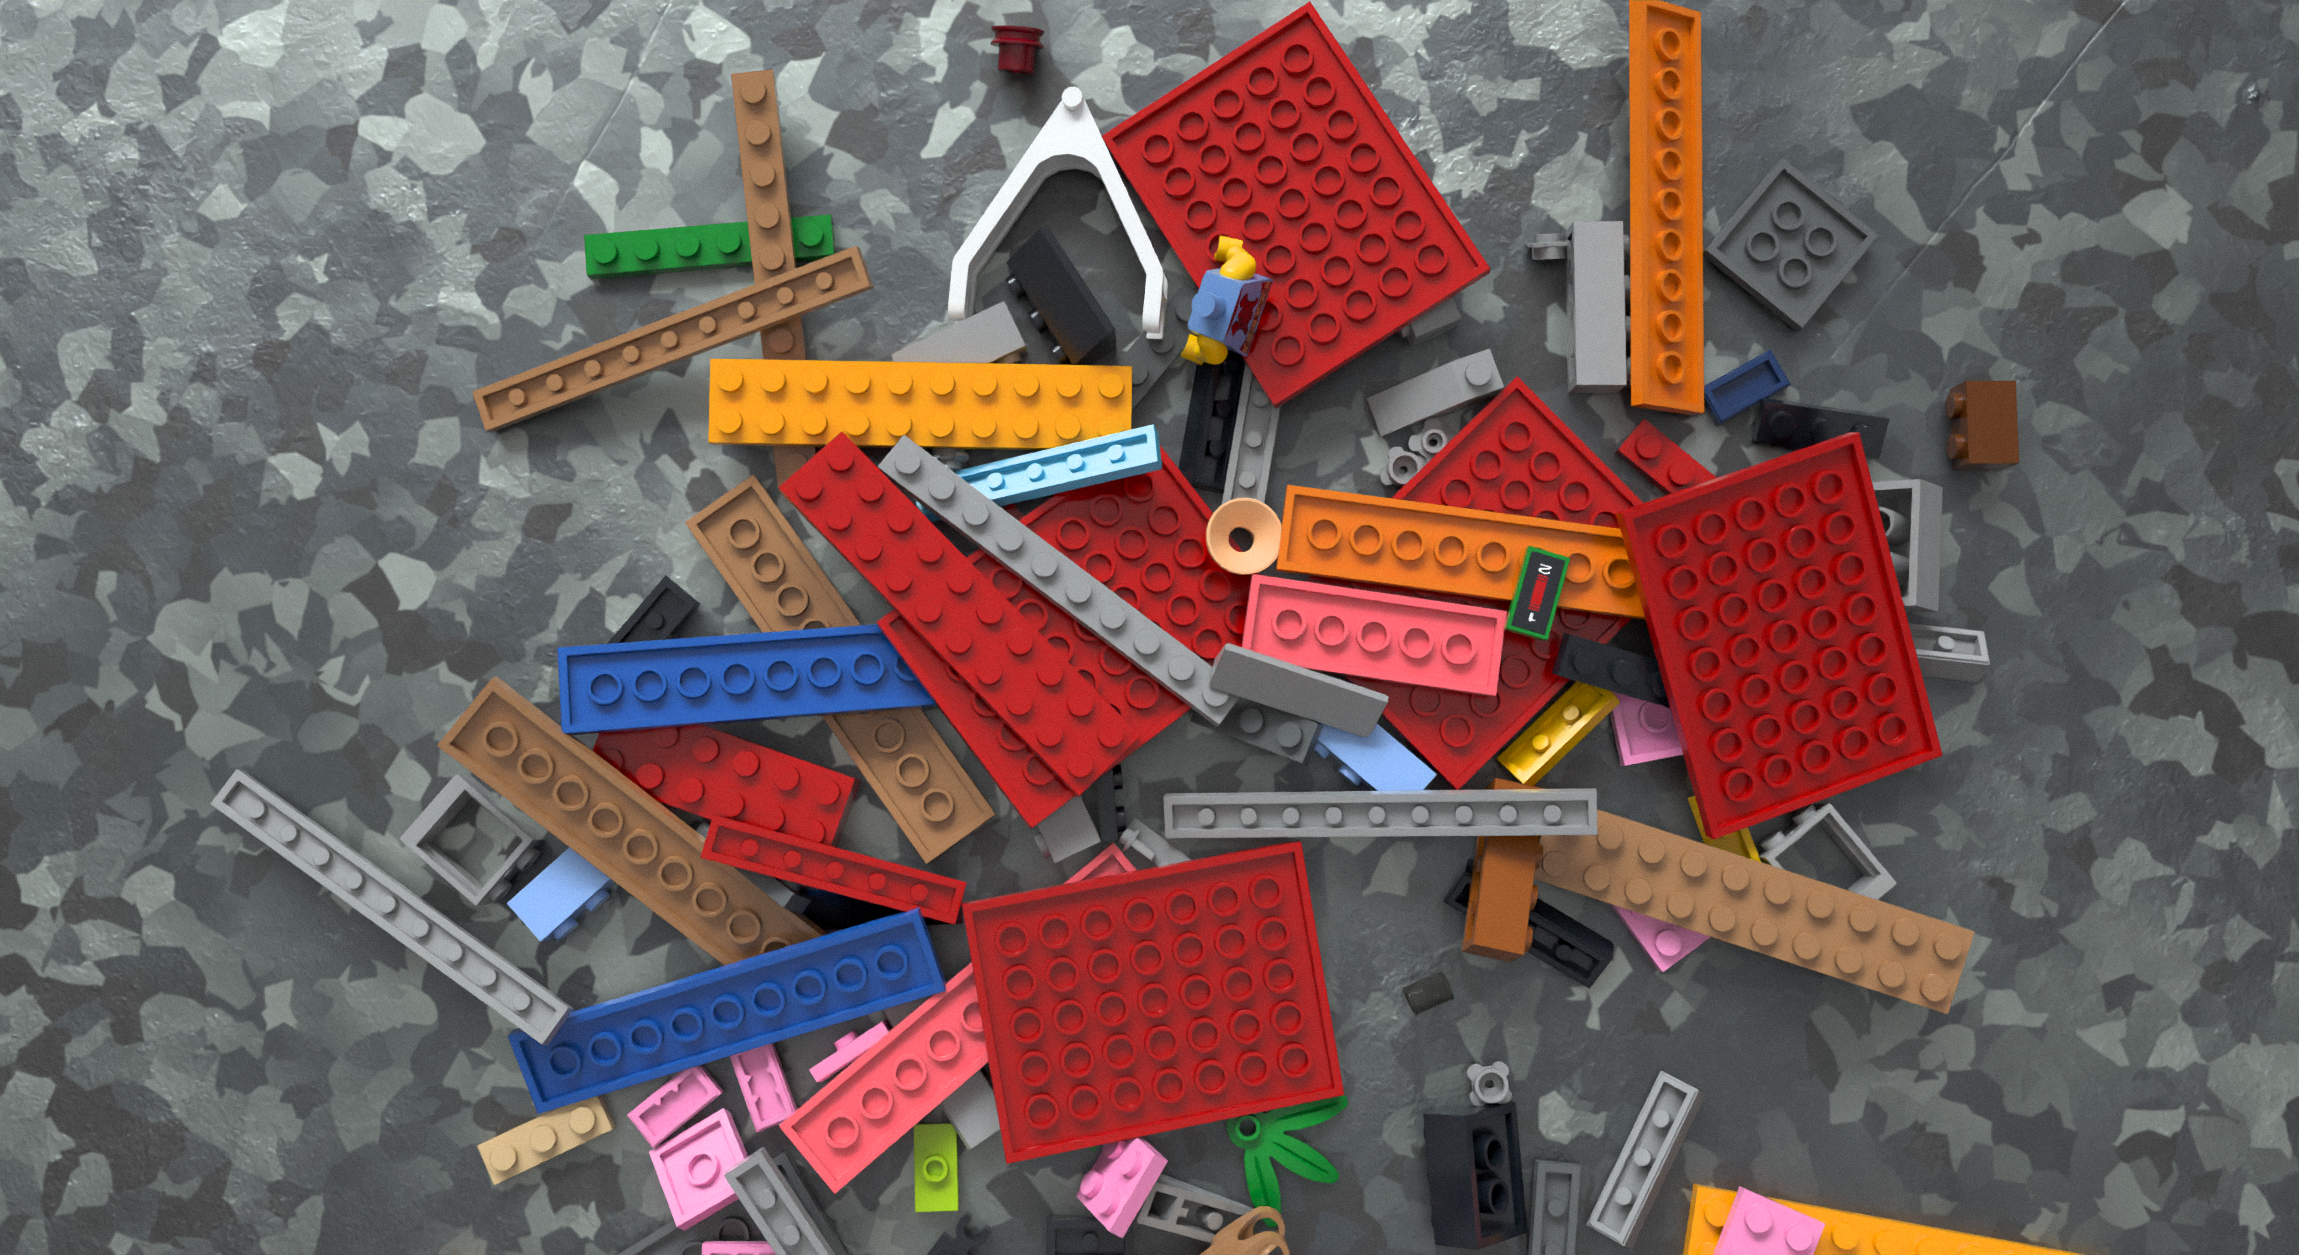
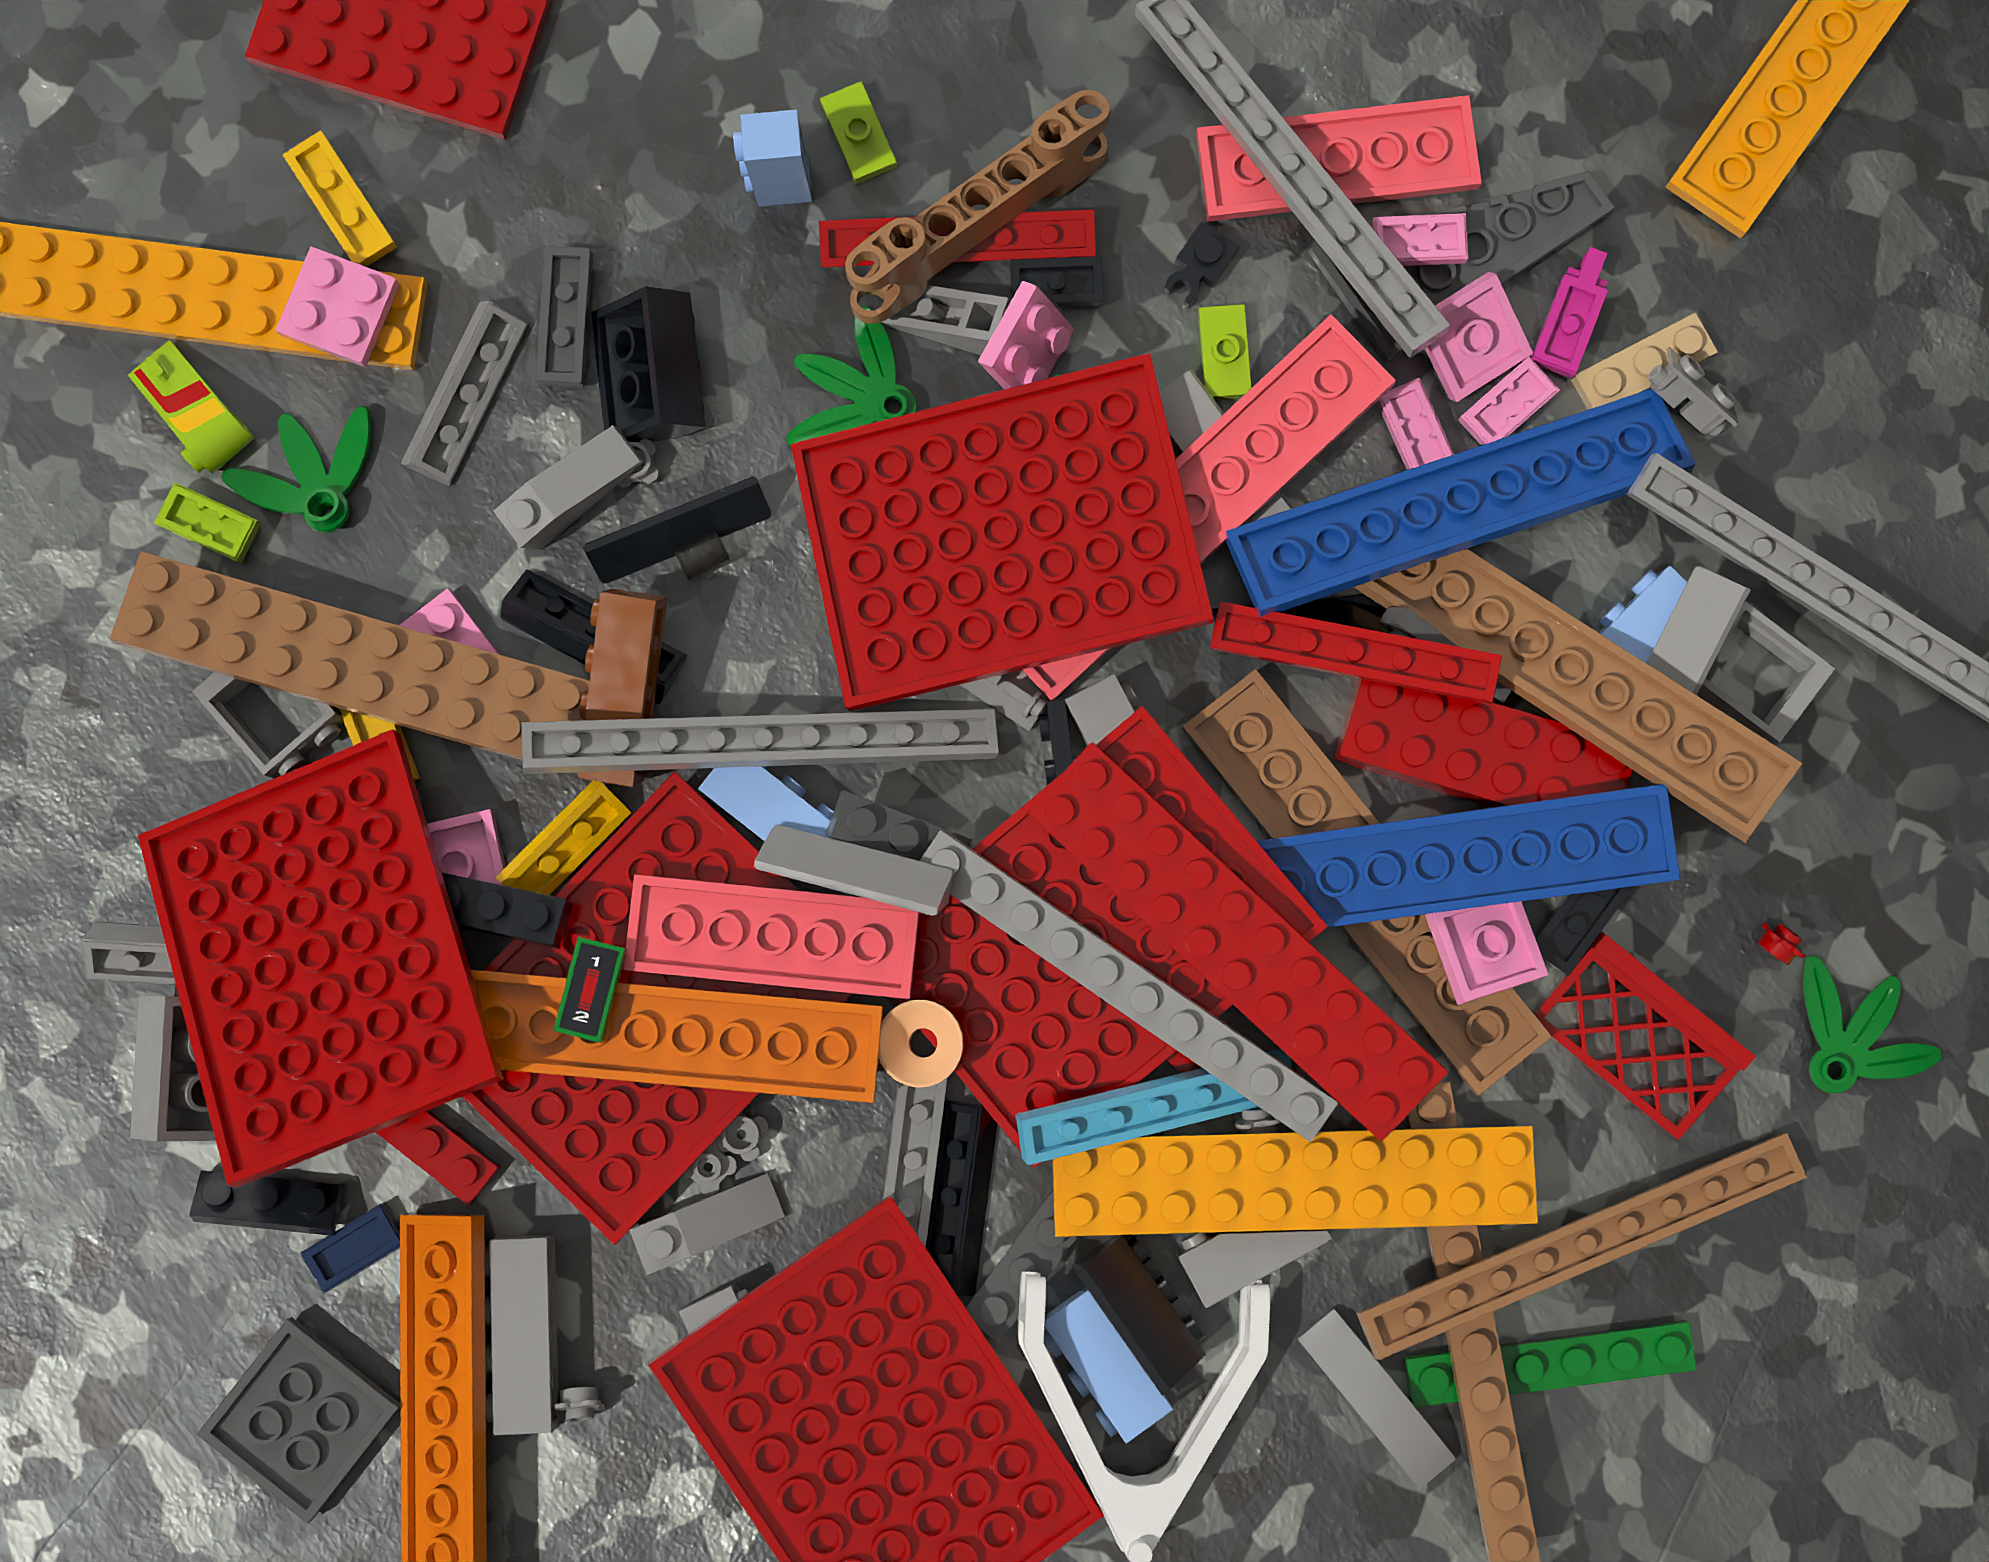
camera: 175 degrees left, 0 degrees up
(407, 519) = (1862, 1030): none -> green plant
(473, 596) = (1781, 943): none -> red plate
(507, 1118) = (1685, 379): none -> light grey hinge
(520, 878) = (1697, 628): none -> light grey slope
(578, 546) = (1669, 1005): none -> red fence
(609, 1186) = (1572, 316): none -> dark pink hinge
(736, 597) = (1486, 949): none -> bright pink plate
(848, 1050) = (1326, 467): bright pink plate -> none
(862, 224) = (1376, 1398): none -> light grey slope
(1096, 256) = (1104, 1367): none -> light blue brick
(1226, 306) = (948, 1309): torso -> none
(1465, 1013) = (658, 536): none -> black slope
(1551, 1059) = (567, 489): none -> light grey slope
(1782, 1072) = (317, 488): none -> green plant
(1884, 1043) = (207, 523): none -> lime plate
(1902, 1153) = (191, 409): none -> lime door
(1983, 425) = (82, 1213): reddish brown brick -> none

